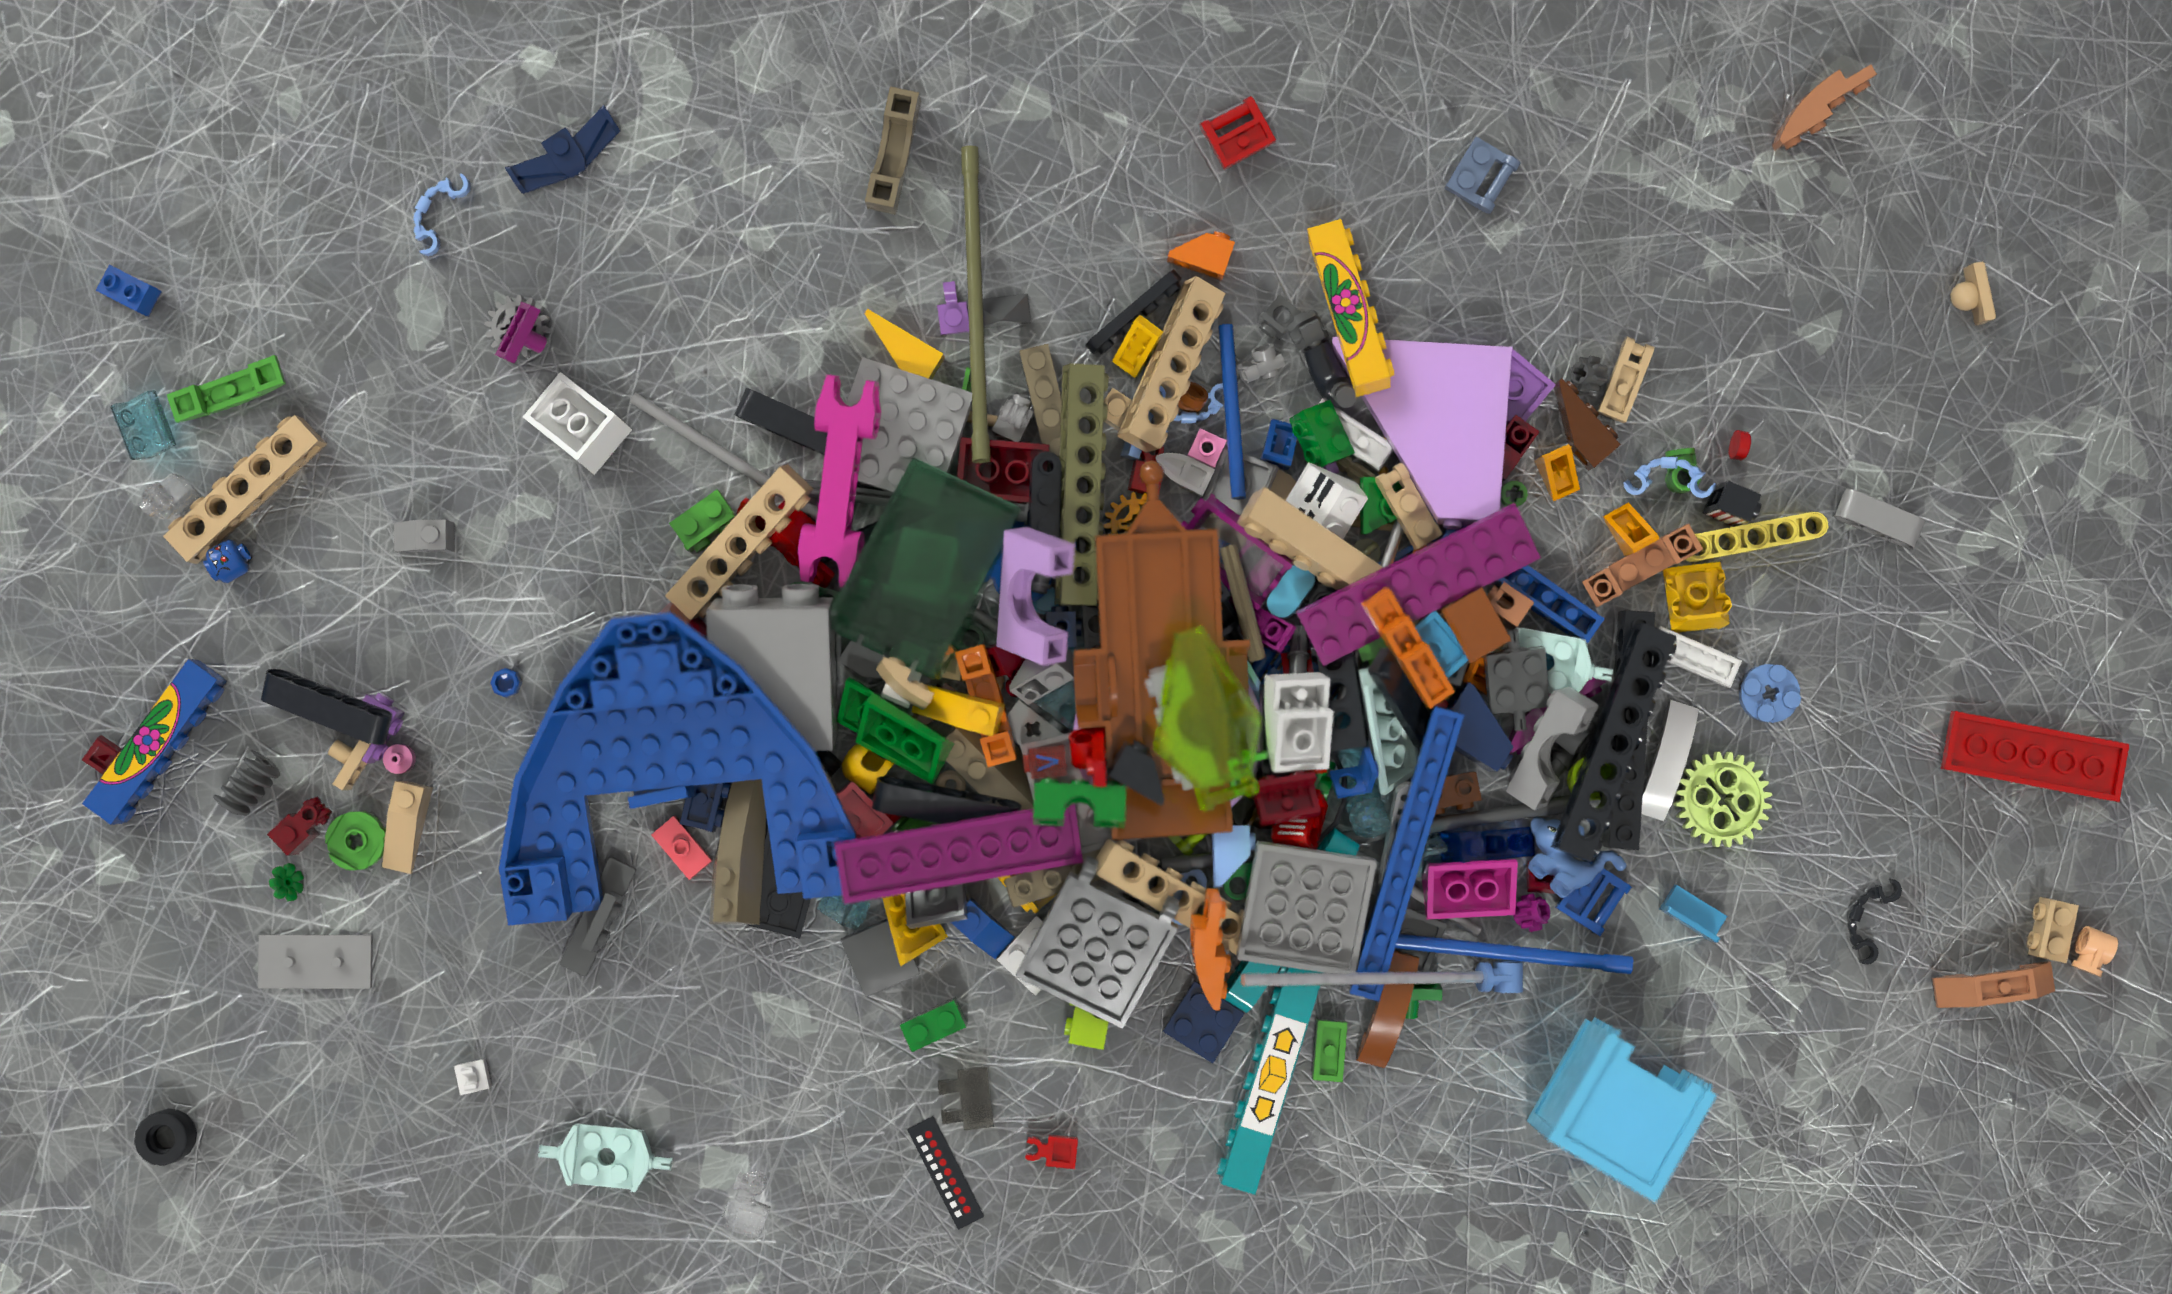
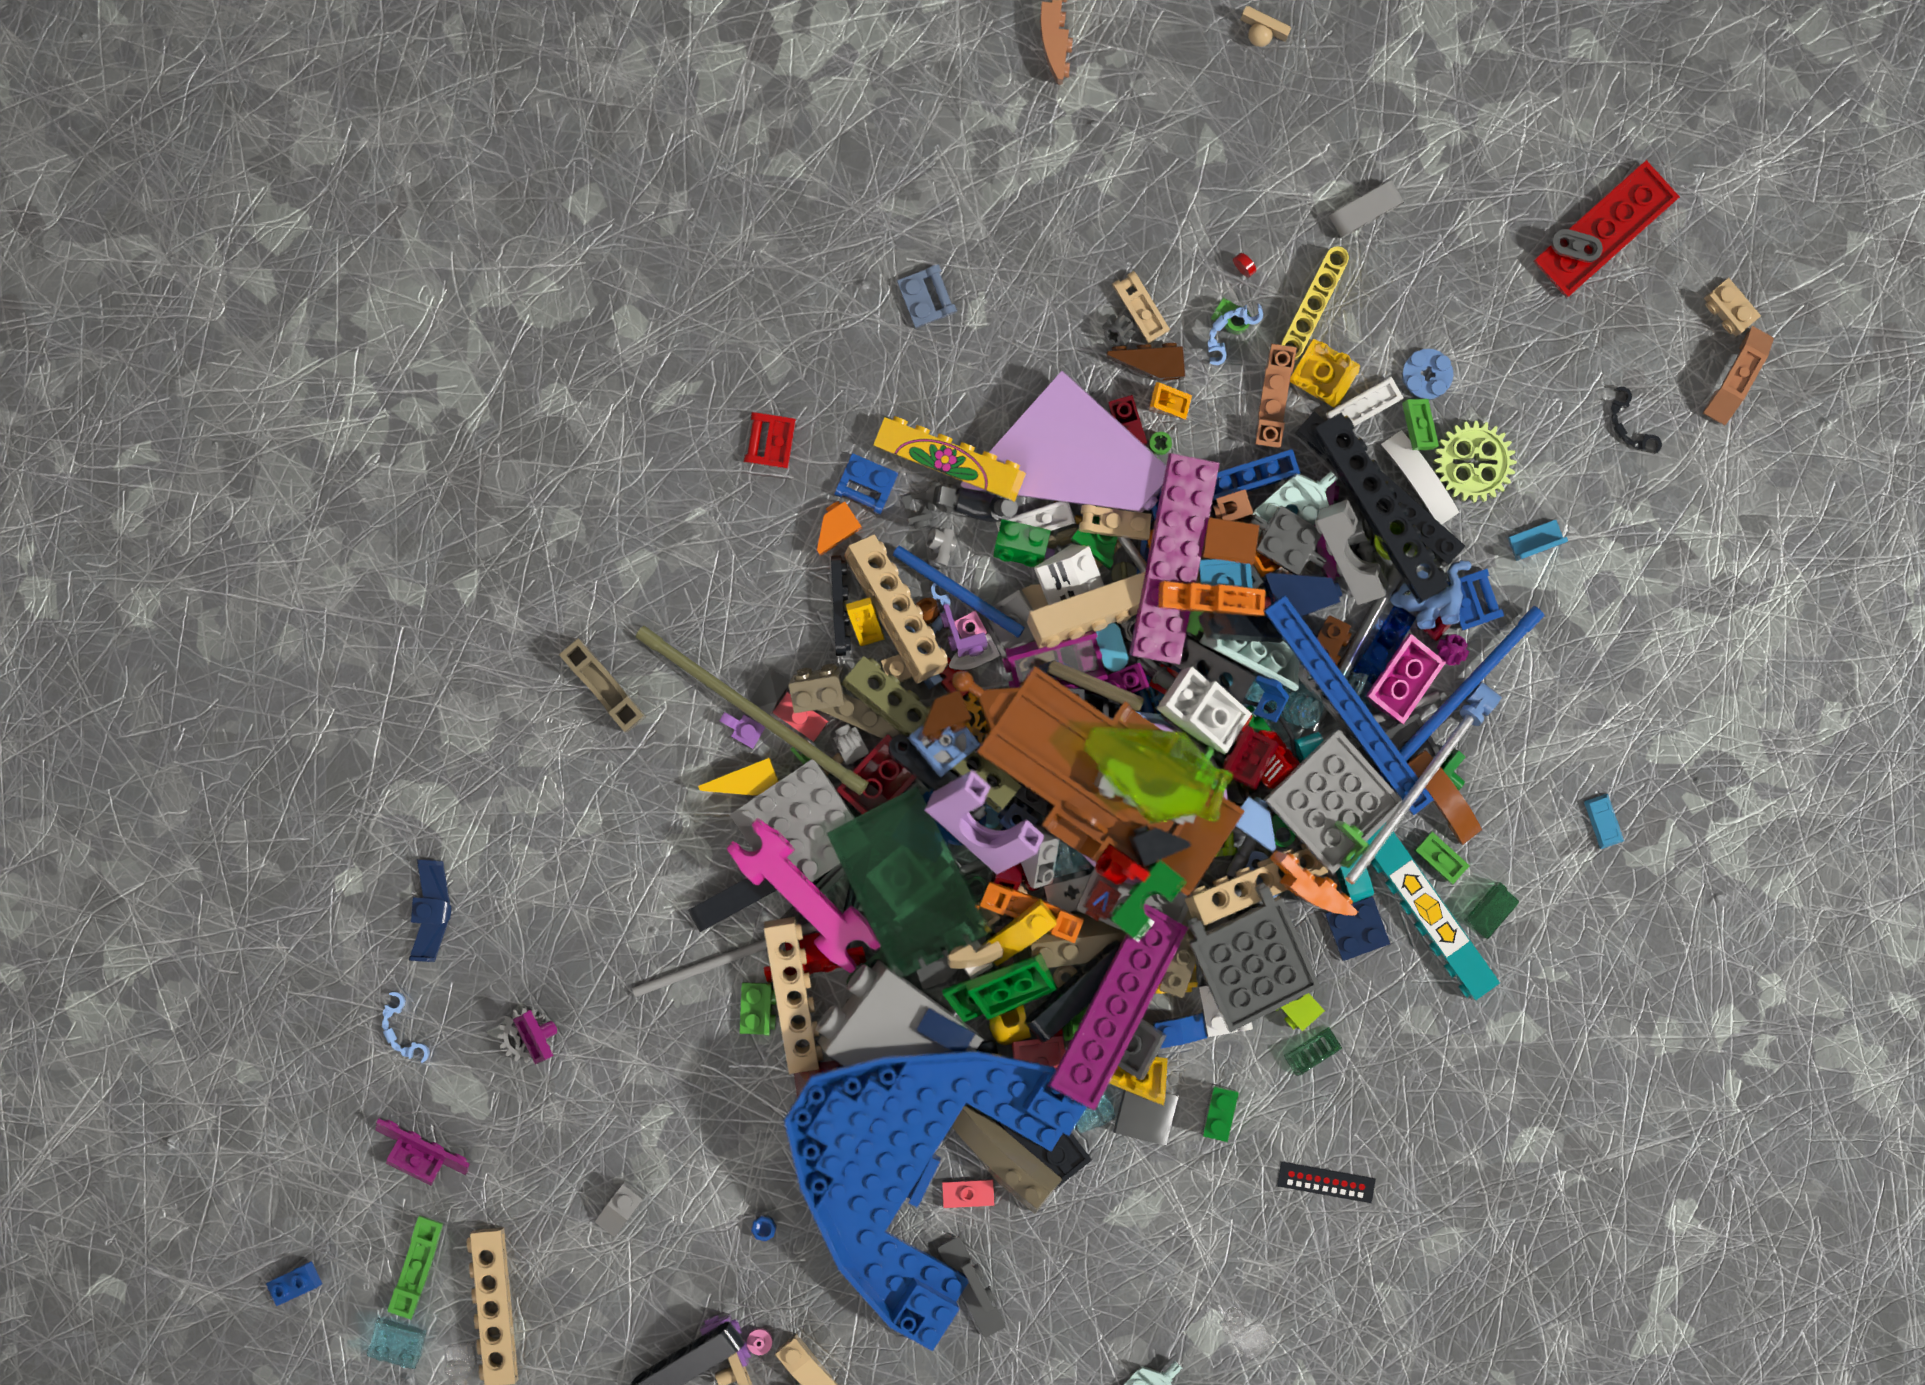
camera: 50 degrees left, 0 degrees up
(227, 561) = (534, 1356): blue head -> none
(329, 313) = (417, 1156): none -> magenta bracket
(577, 423) = (623, 1044): white slope -> none
(705, 807) = (954, 1157): dark blue bracket -> none
(812, 708) = (945, 1031): none -> dark blue slope
(974, 1097) = (1291, 1123): clear smoke plate -> none
(1004, 356) = (807, 723): none -> coral tile
(1034, 1058) = (1294, 1062): none -> clear green slope
(1040, 348) = (817, 688): none -> dark tan bracket
(1059, 1151) = (1370, 1094): red plate -> none
(1082, 499) = (946, 751): none -> medium blue piece
(1107, 481) = (944, 715): none -> reddish brown slope
(1188, 458) = (969, 646): none -> medium lavender bracket
(1276, 251) = (870, 476): none -> blue plate
(1279, 444) = (1005, 576): blue slope -> none
(1289, 952) = (1354, 835): none -> bright green bracket
(1316, 1134) = (1492, 910): none -> clear green panel
(1479, 1176) = (1604, 821): none -> dark azure tile
(1526, 388) = (1095, 379): medium lavender plate -> none
(1619, 1112) = (1630, 695): medium azure container -> none
(1630, 529) = (1244, 383): light orange slope -> none
(1718, 721) = (1420, 424): none -> bright green plate
(1733, 504) = (1281, 302): black brick -> none
(2001, 737) = (1576, 245): none -> dark grey plate
(2094, 950) = (1766, 290): light nougat piece -> none

